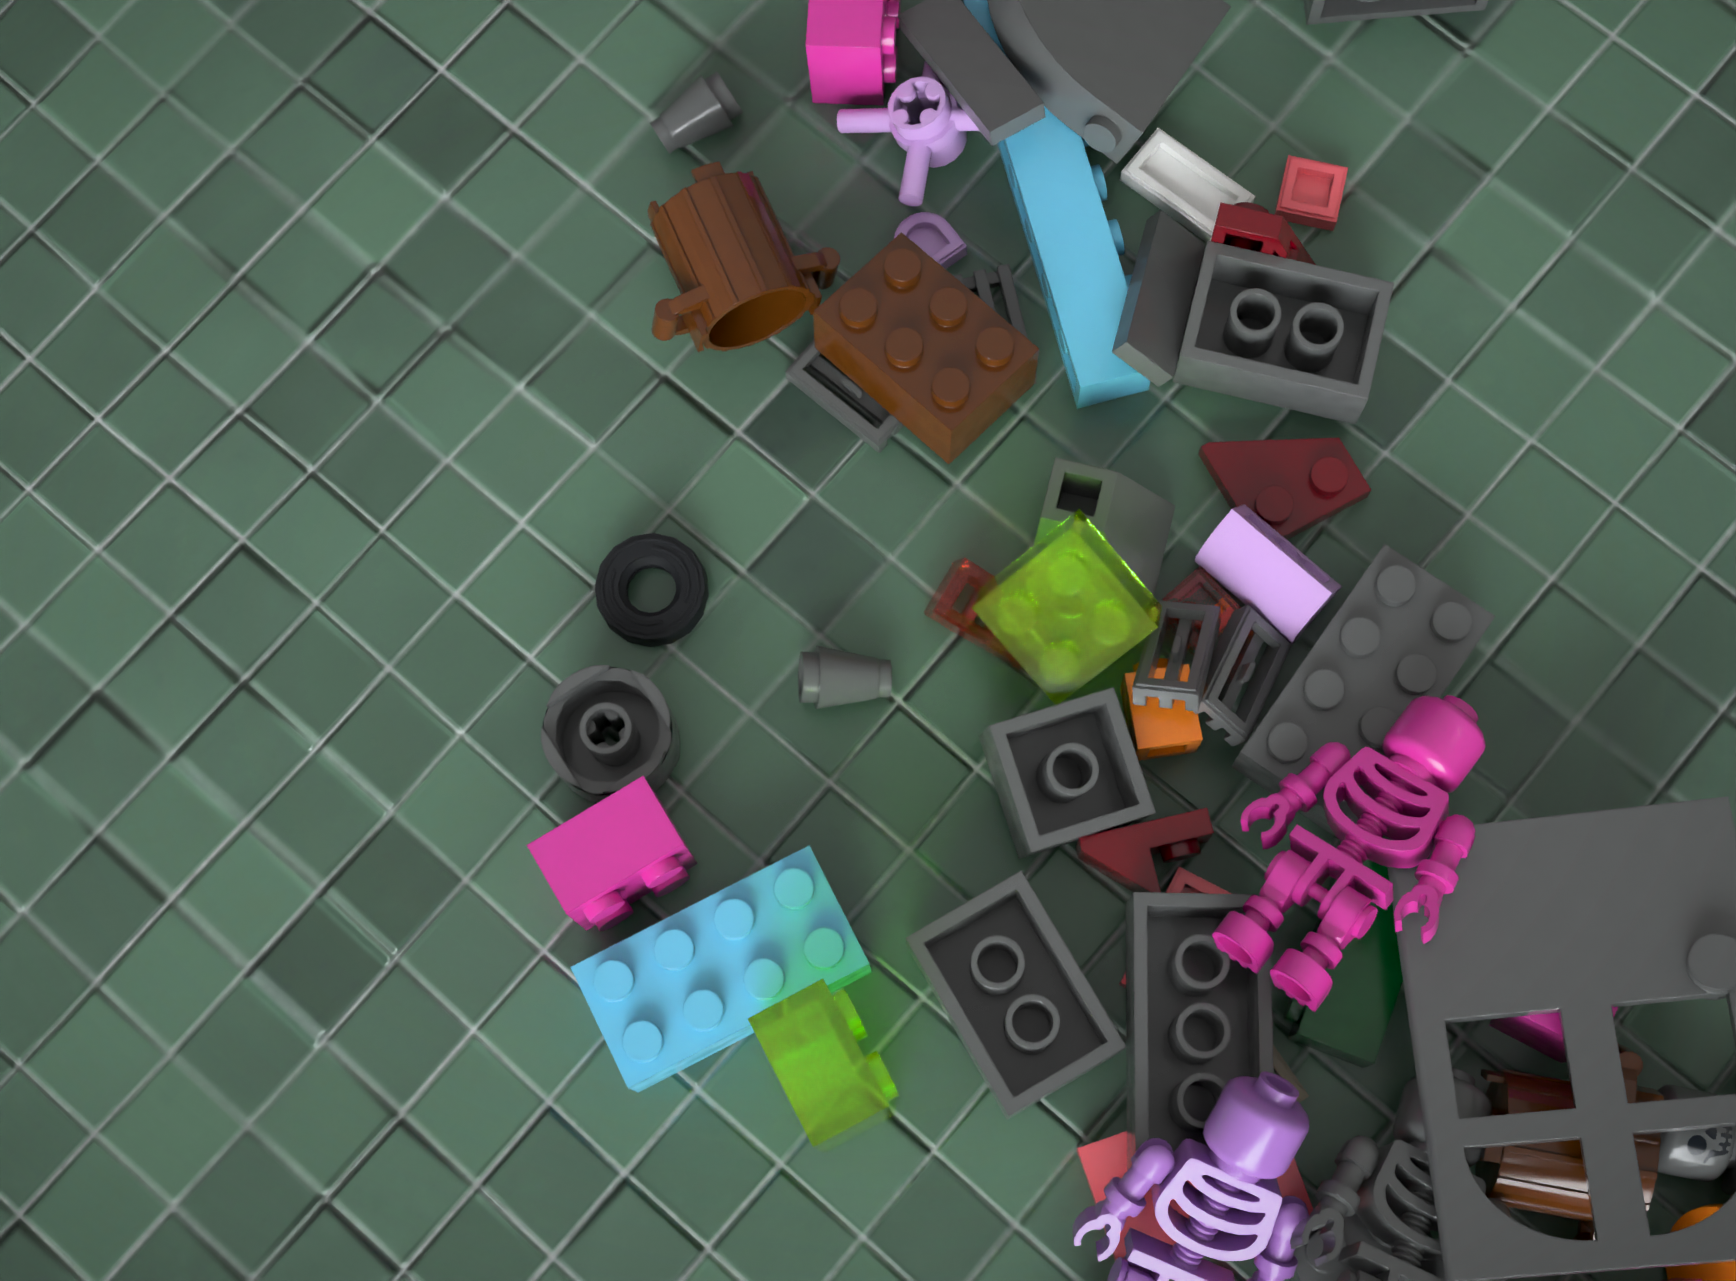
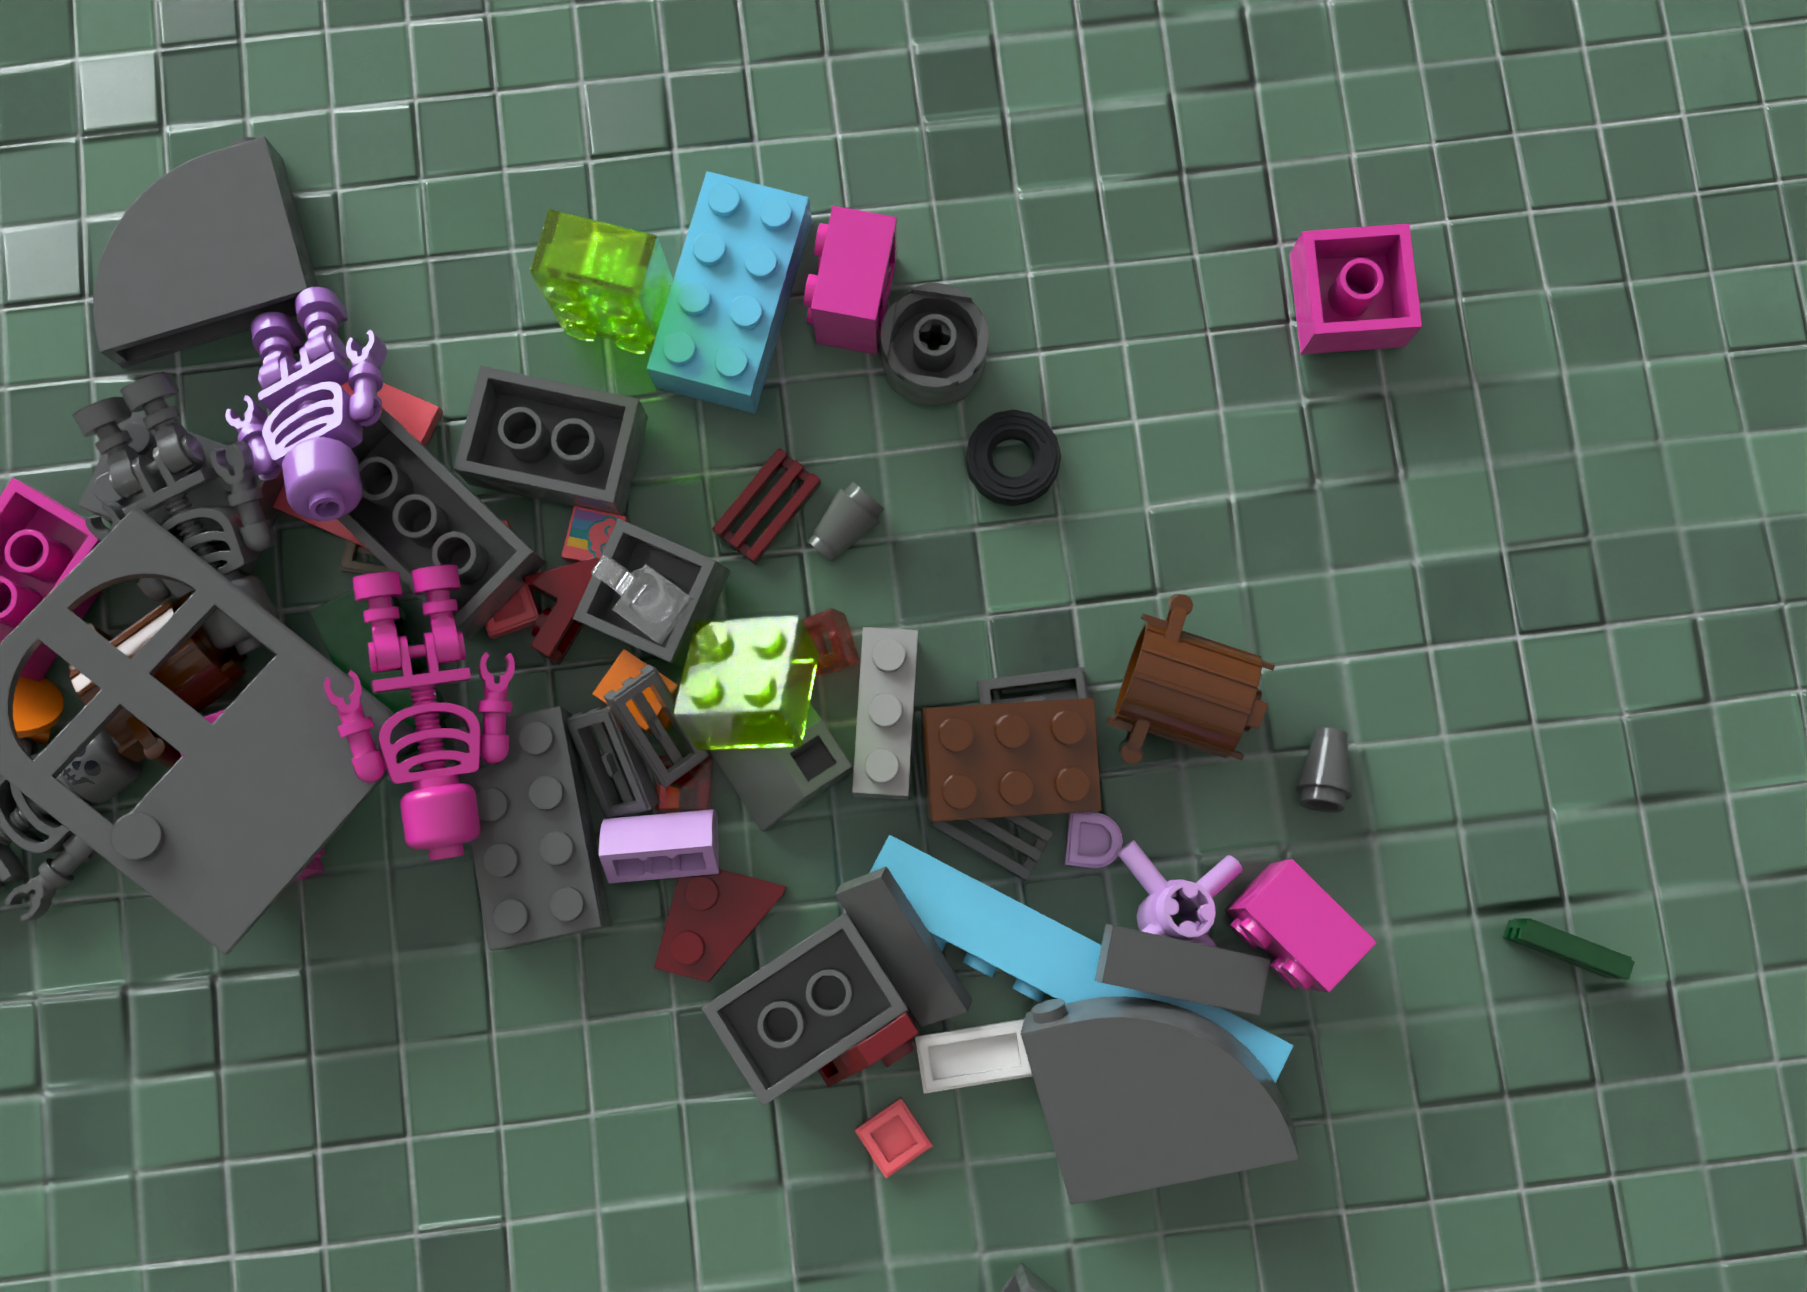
camera: 125 degrees right, 5 degrees up
(239, 423) = (1355, 289): none -> dark pink brick
(884, 739) = (751, 492): none -> dark red tile
(979, 488) = (885, 714): none -> light grey brick
(1065, 886) = (588, 533): none -> tile
(1081, 743) = (646, 600): none -> clear plate

